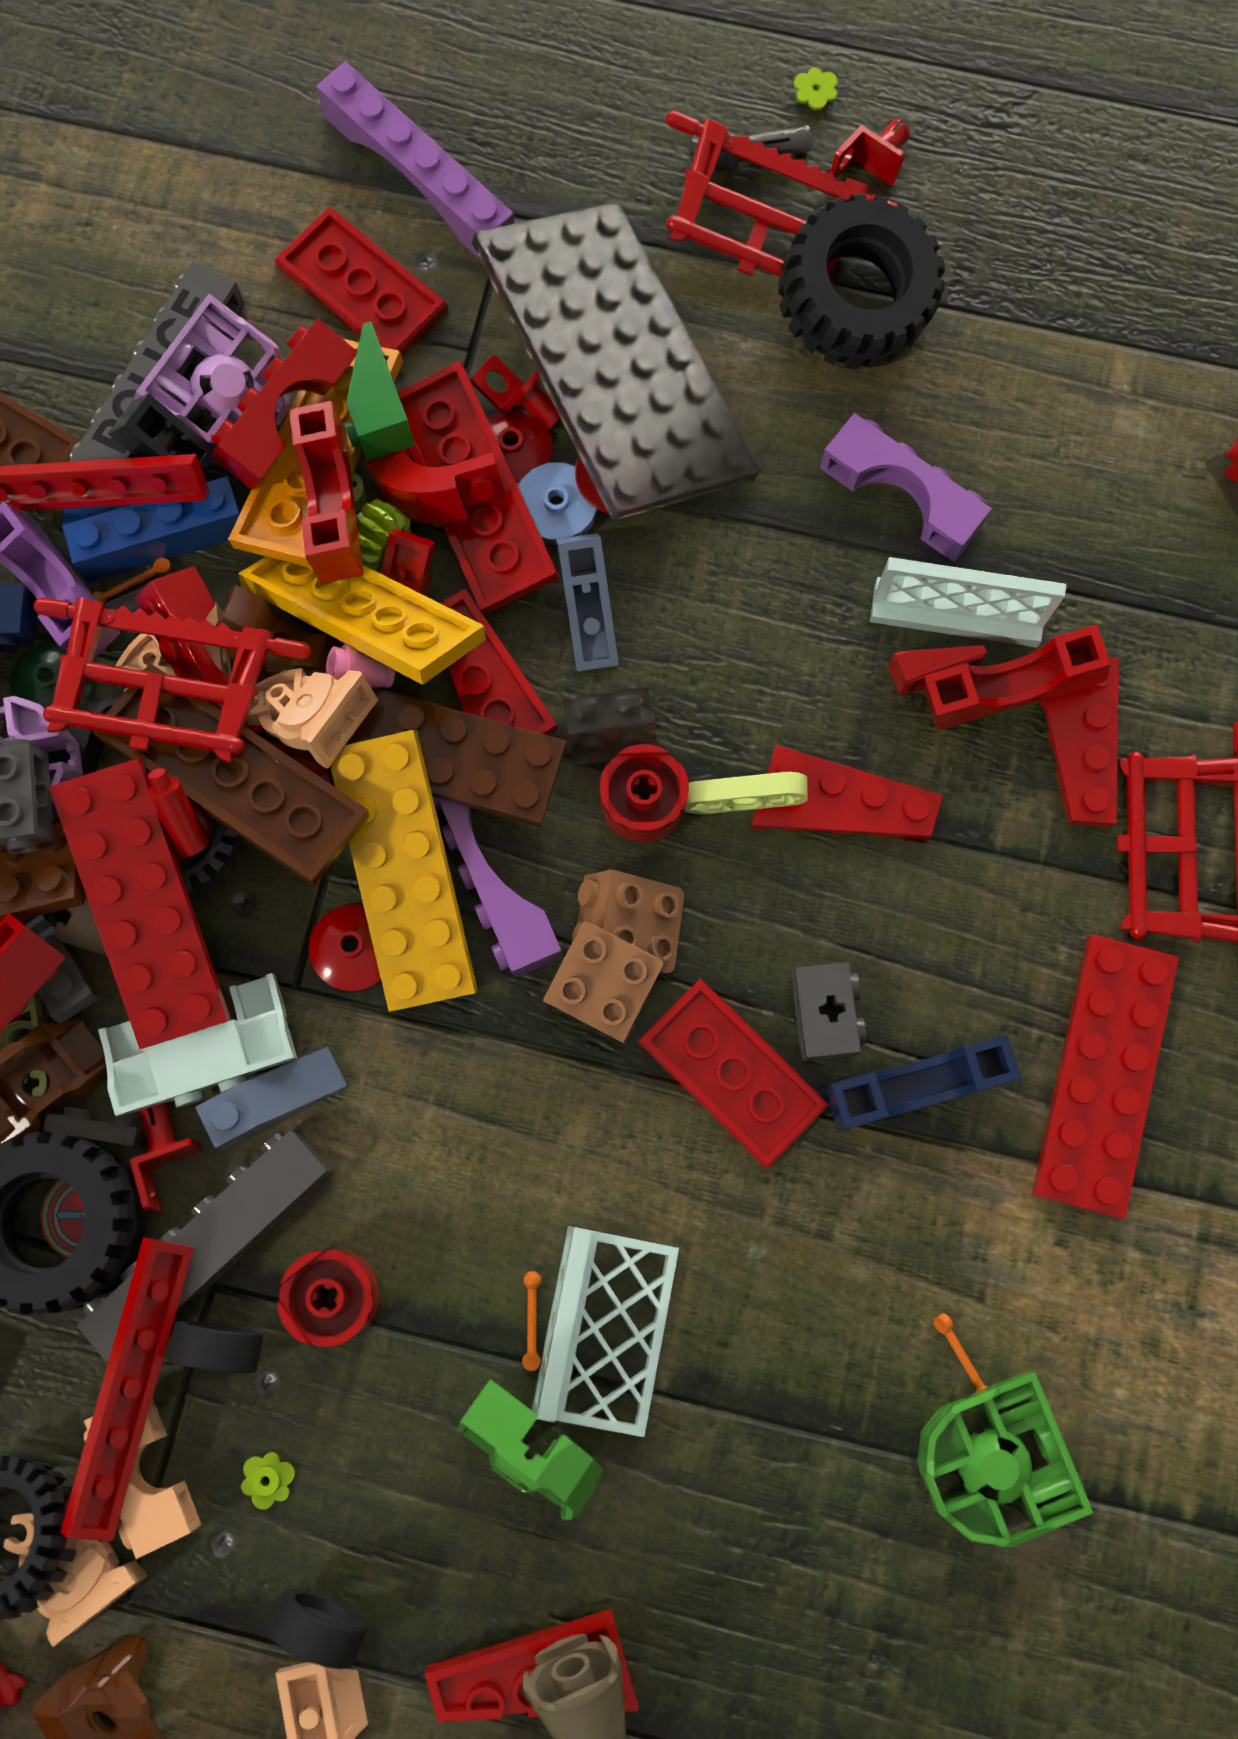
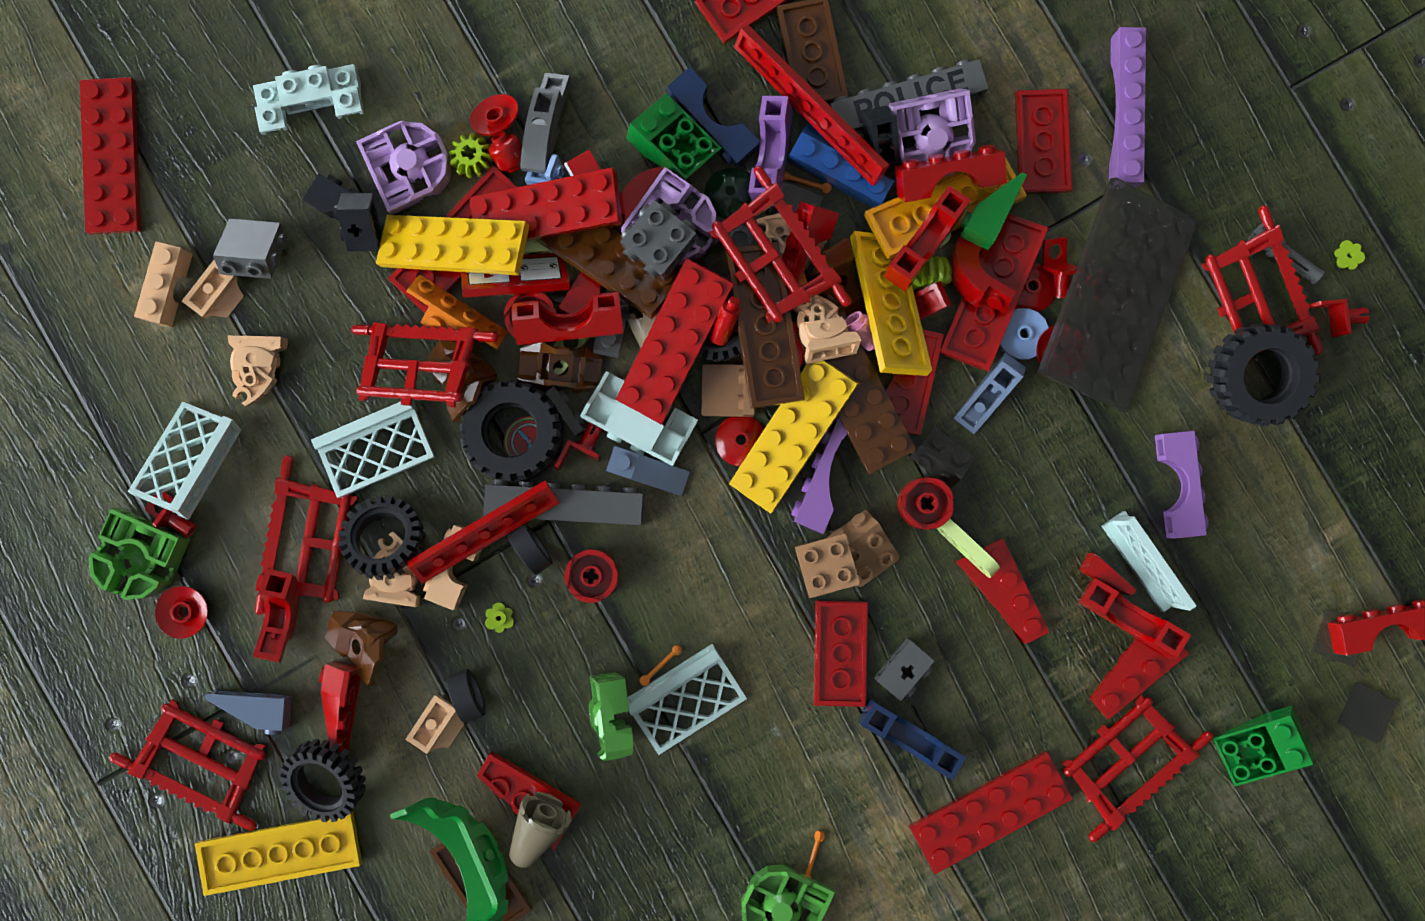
camera: 45 degrees right, 10 degrees up
(275, 908) = (725, 391): none -> medium nougat bracket

